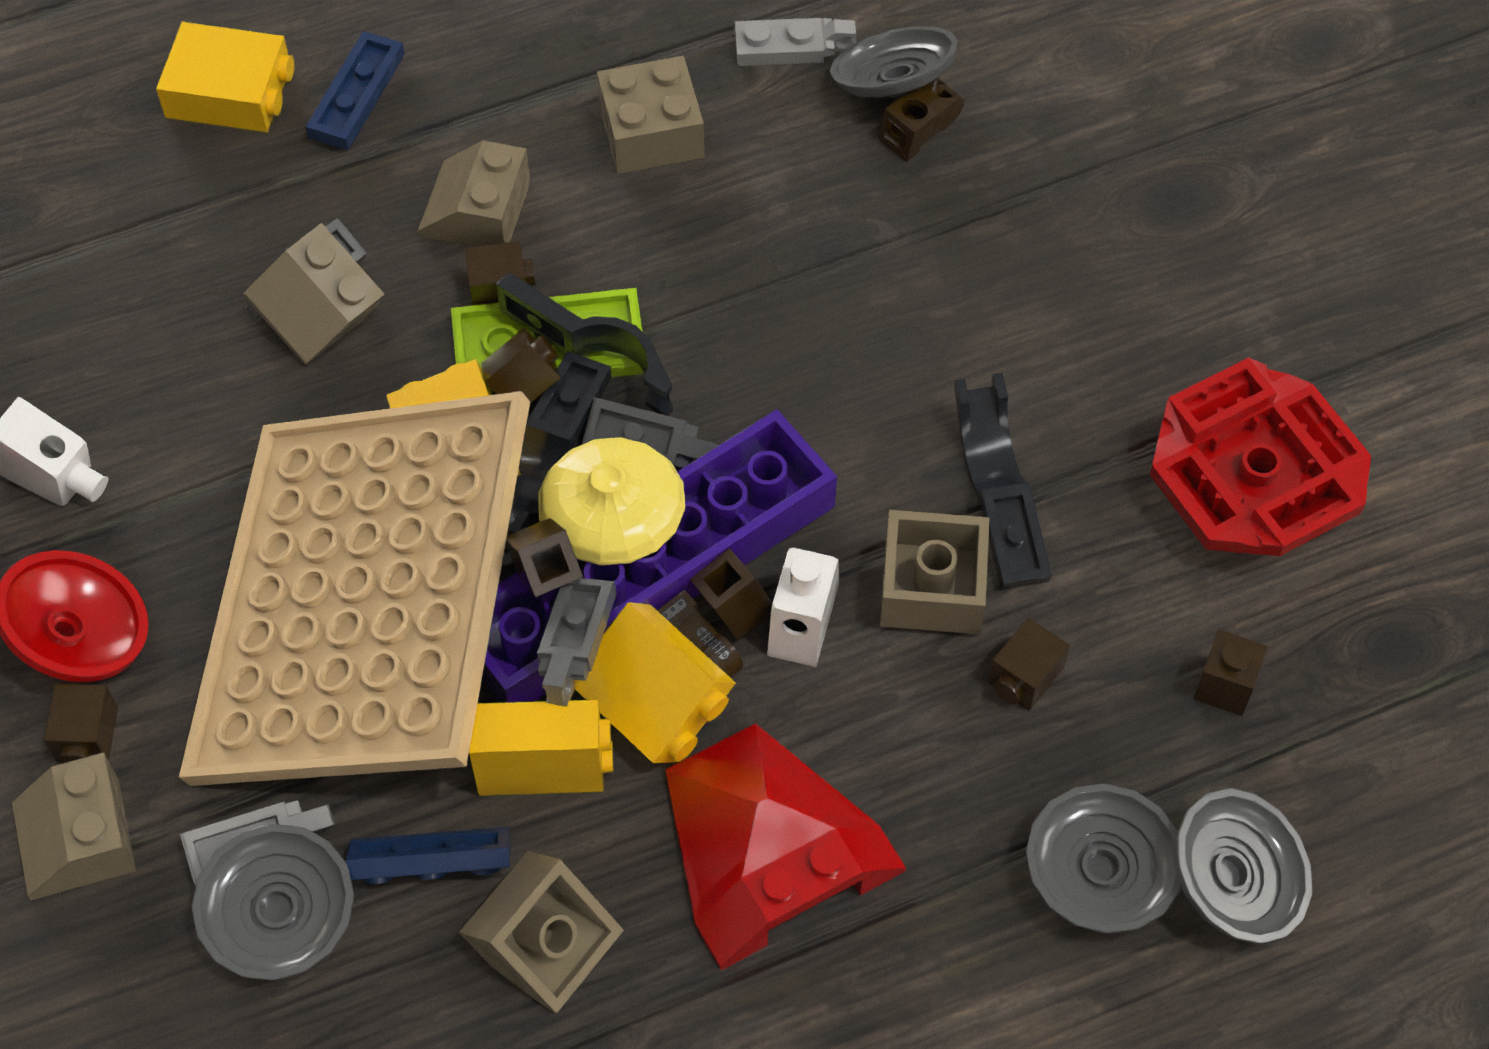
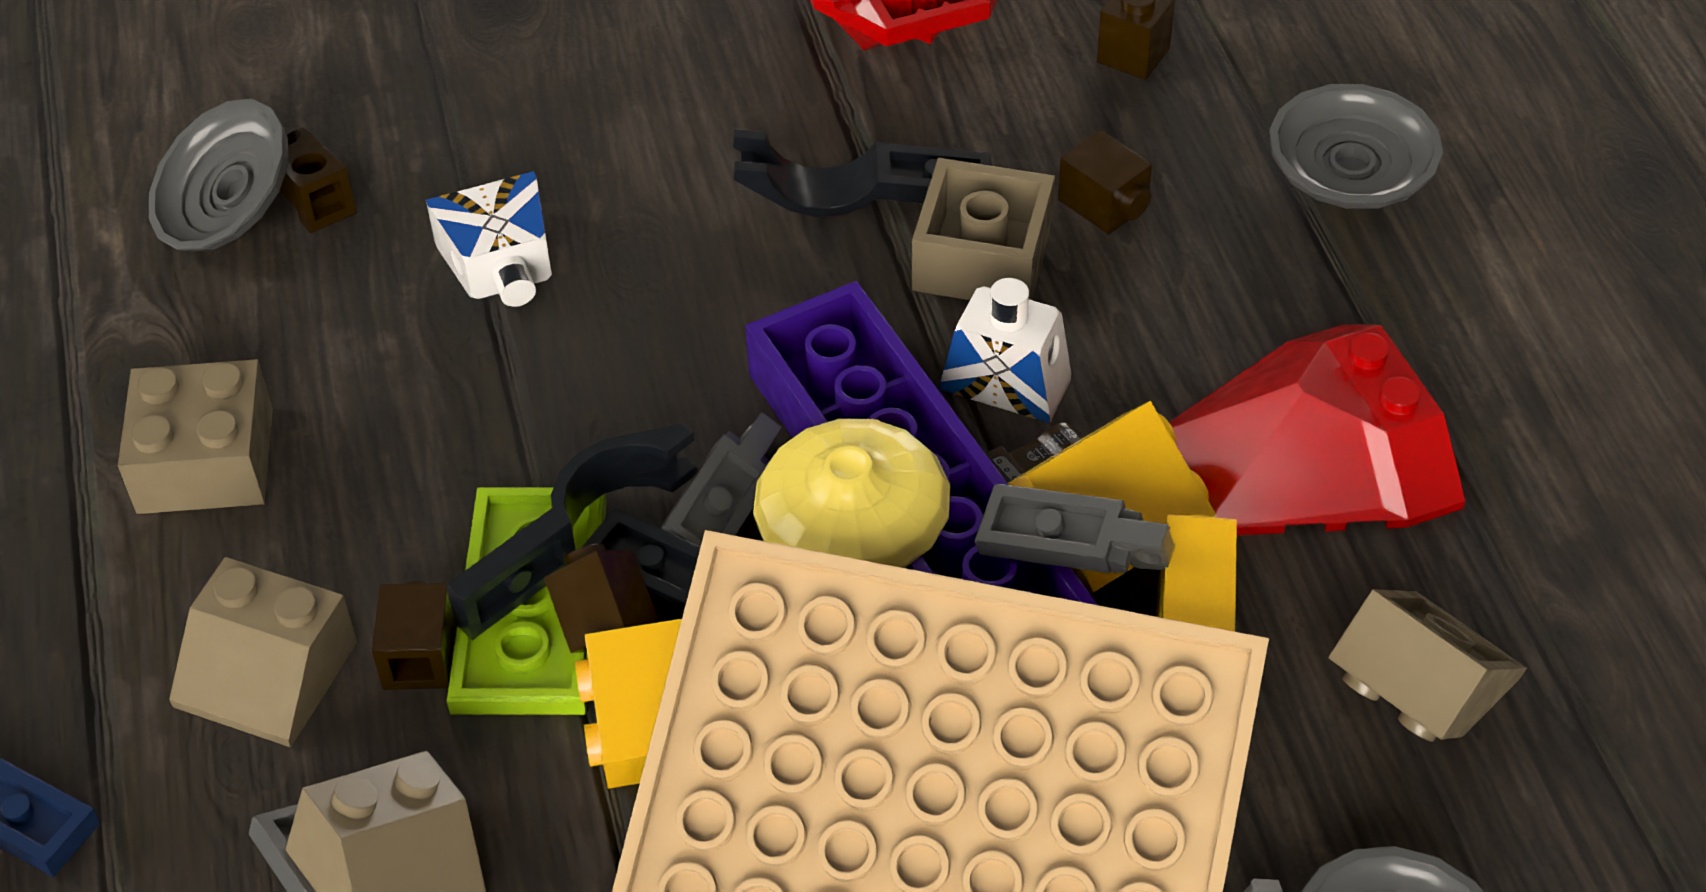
camera: 80 degrees left, 10 degrees down
(429, 854) = (1319, 772): dark blue plate -> none
(543, 557) = (957, 538): dark brown brick -> none
(733, 593) = (990, 409): dark brown brick -> none
(791, 40) = (118, 293): light grey hinge -> none
(877, 249) = (494, 238): none -> white torso
(1243, 866) = (1367, 50): hat -> none

